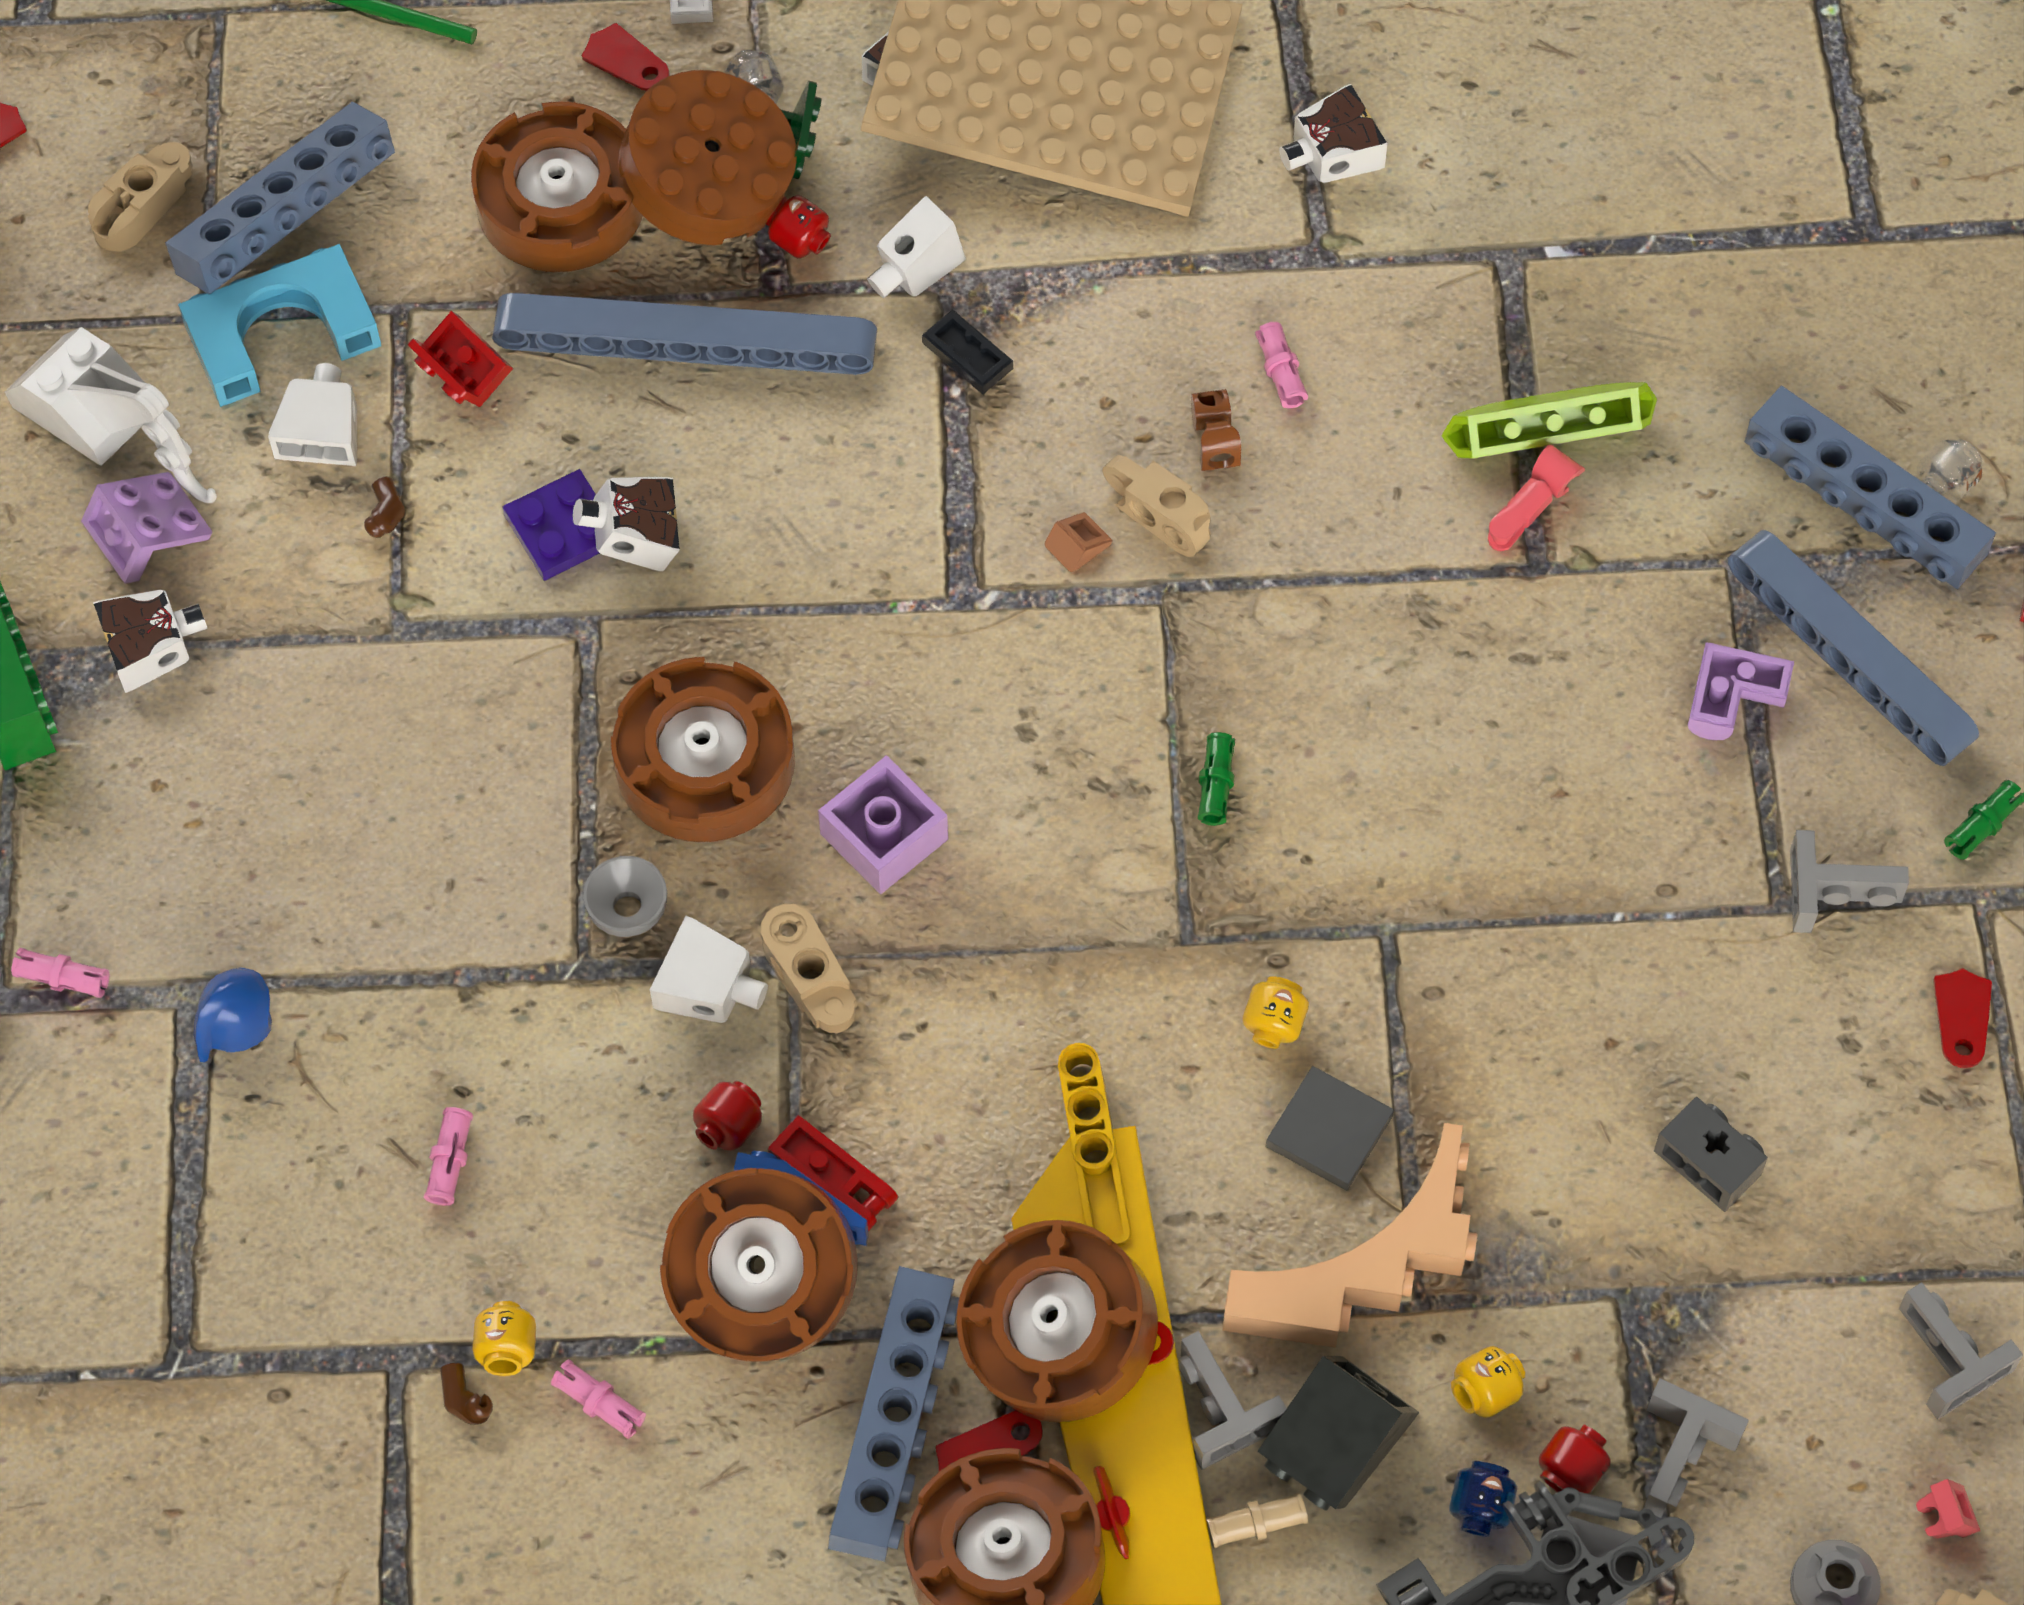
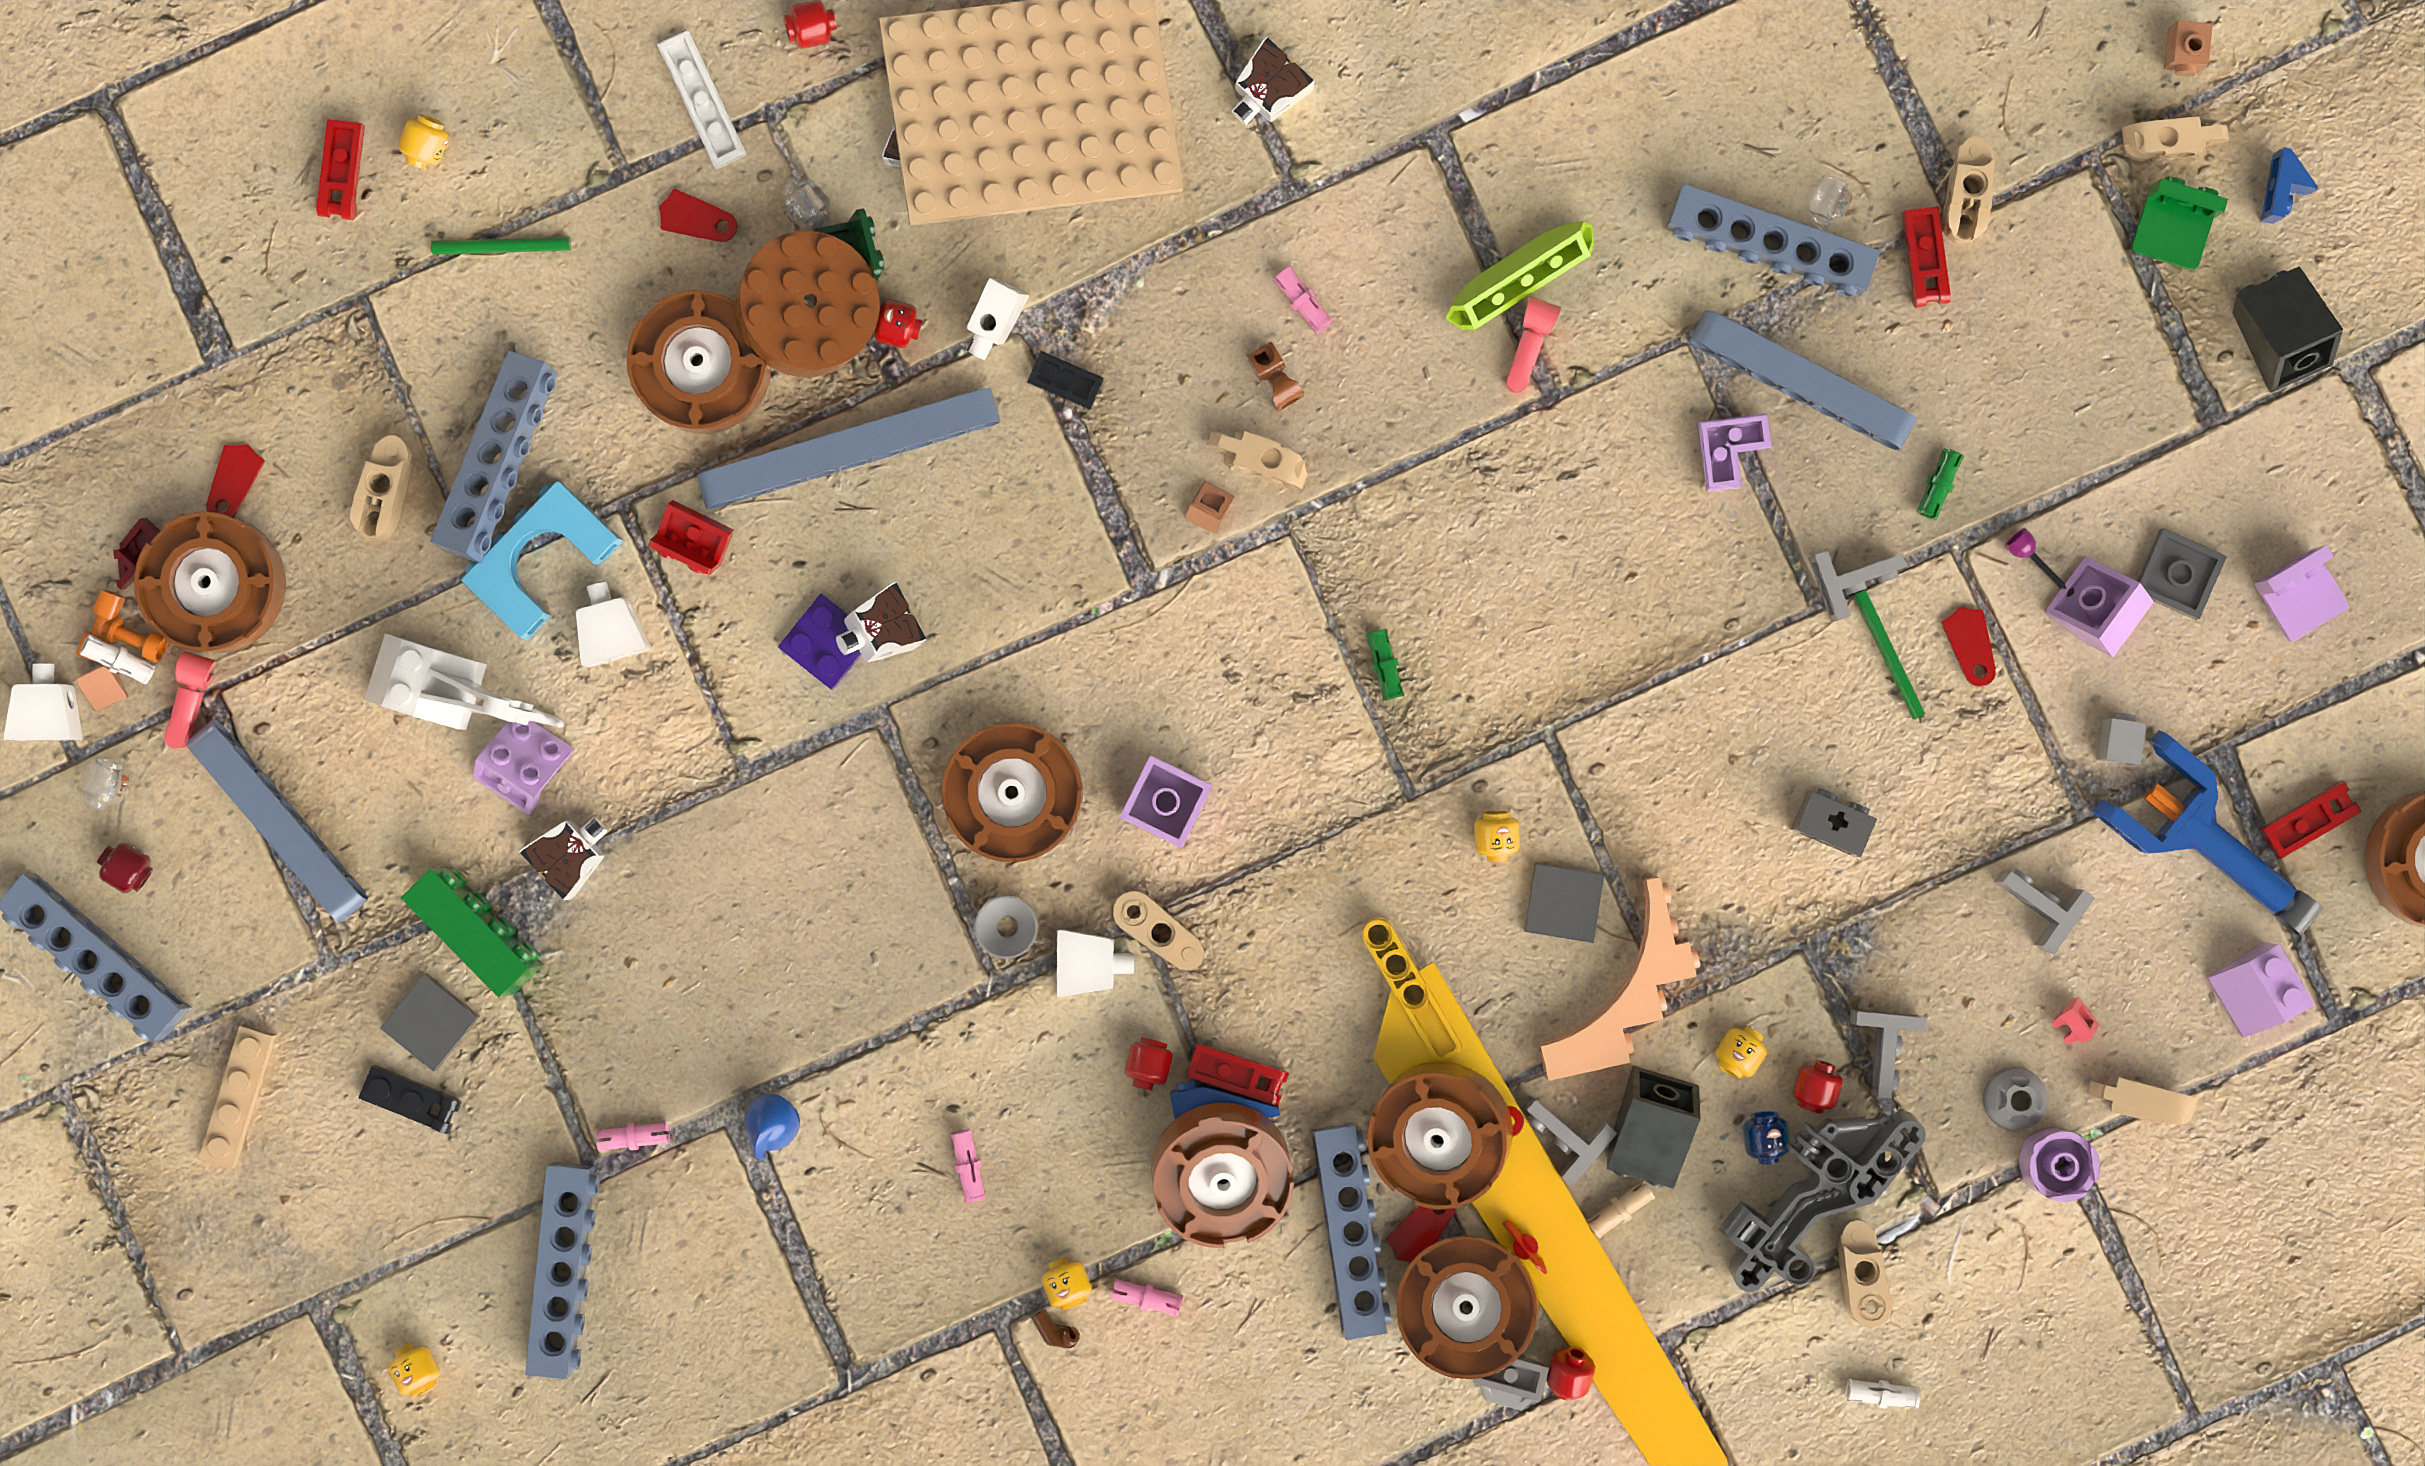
camera: 20 degrees left, 25 degrees up
(387, 512) = (695, 681): reddish brown arm -> none
(1853, 990) = (1889, 654): none -> green bar

